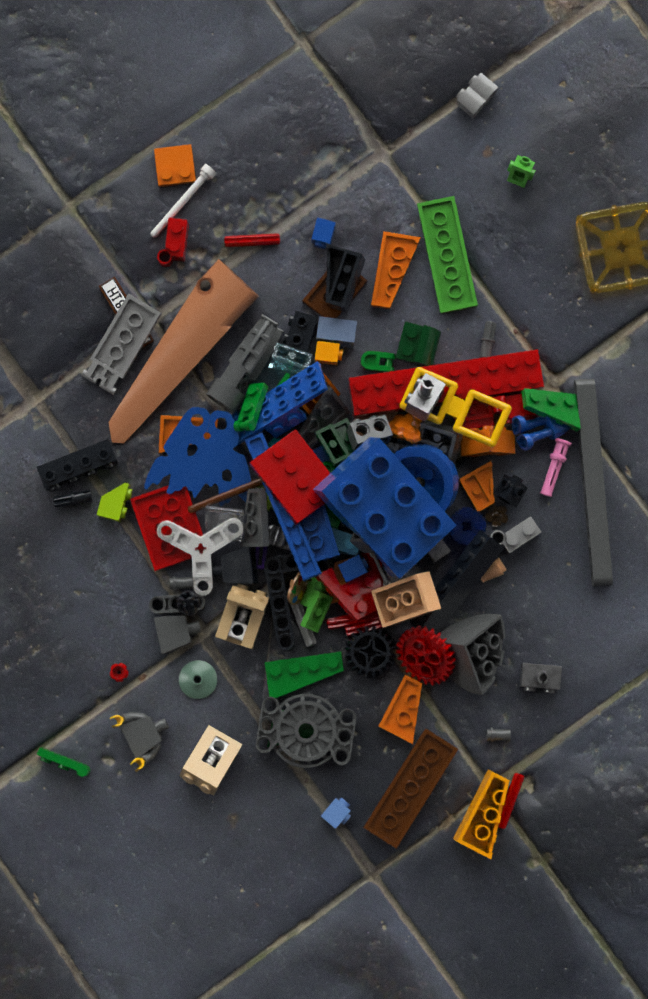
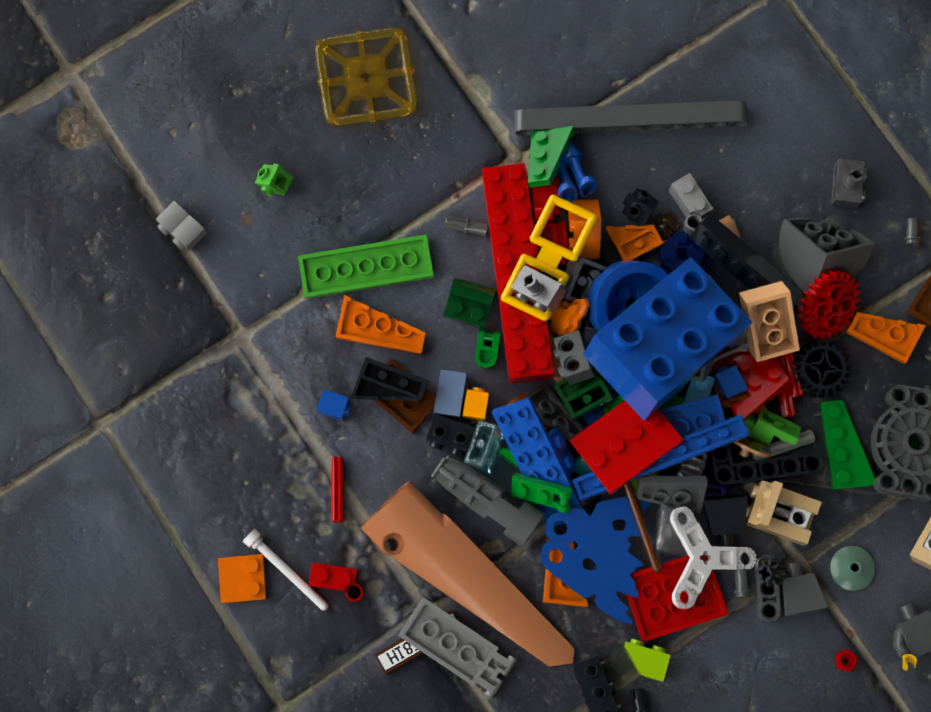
camera: 90 degrees left, 5 degrees down
(558, 457) = (602, 154): bright pink pin -> none

